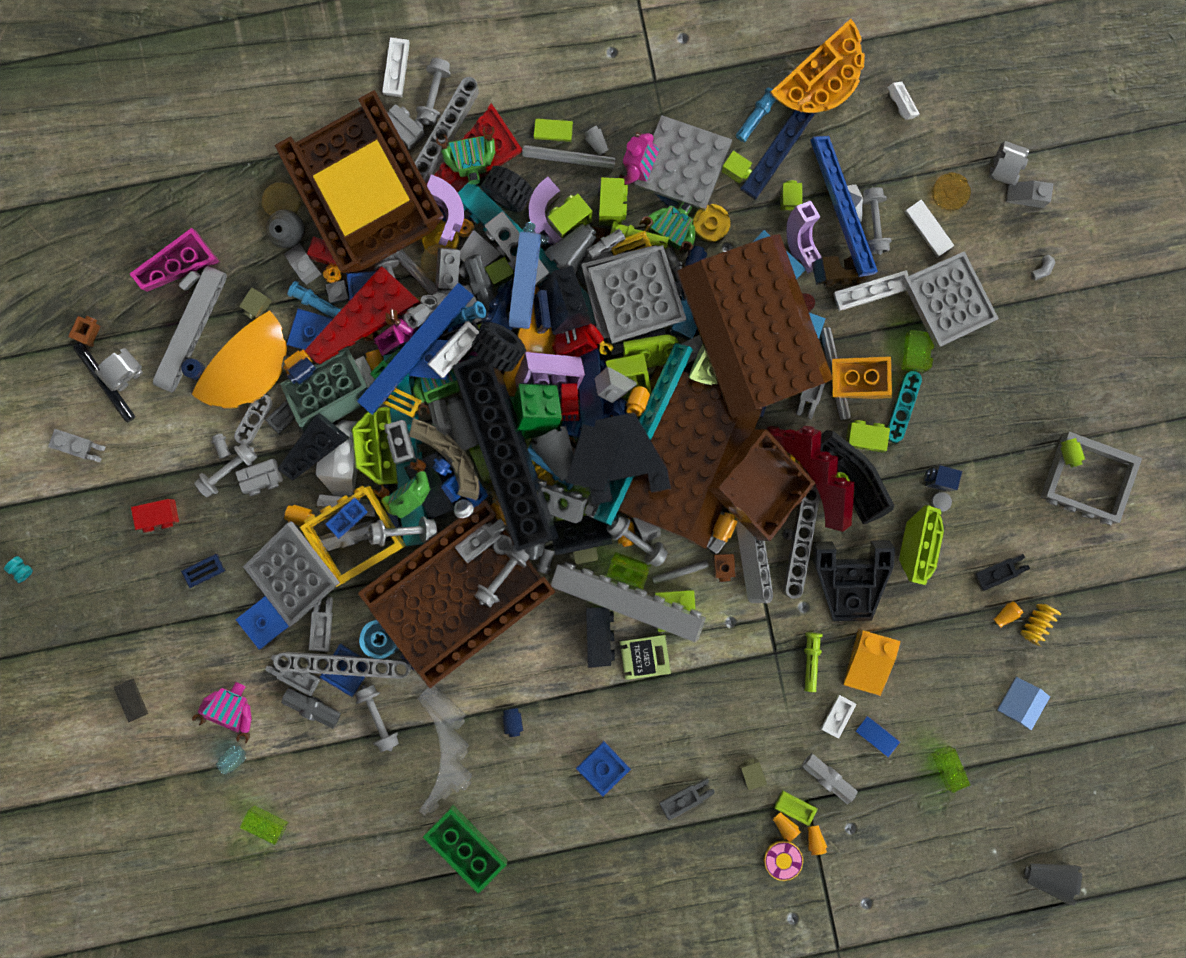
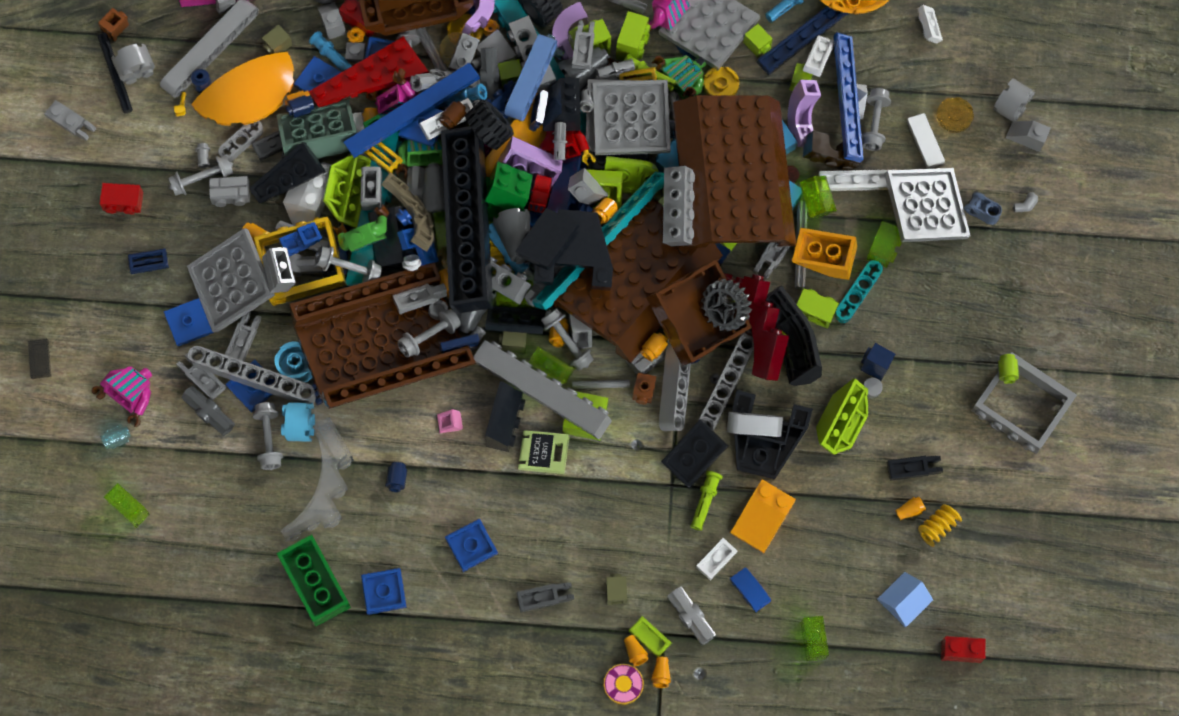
camera: 15 degrees right, 15 degrees down
(182, 403) = (180, 109): none -> yellow hand
(335, 558) = (278, 270): none -> light grey brick
(402, 698) = (298, 422): none -> medium azure brick
(459, 347) = (452, 114): none -> reddish brown brick
(534, 577) = (471, 341): none -> dark blue tile
(534, 836) = (383, 591): none -> blue plate
(546, 650) = (449, 421): none -> bright pink slope
(568, 231) = (583, 47): none -> light grey hinge
(574, 343) = (559, 141): none -> light grey axle
(589, 293) = (586, 102): none -> light grey pin
(712, 381) = (678, 206): none -> light grey brick
(784, 476) = (730, 295): none -> dark grey gear
(791, 620) = (695, 453): none -> black tile
(802, 168) = (818, 56): none -> white tile
(841, 321) = (818, 196): none -> clear neon green brick
(842, 578) = (754, 424): none -> light grey beam
(1001, 283) = (982, 208): none -> sand blue piece
(1091, 739) = (963, 649): none -> red brick

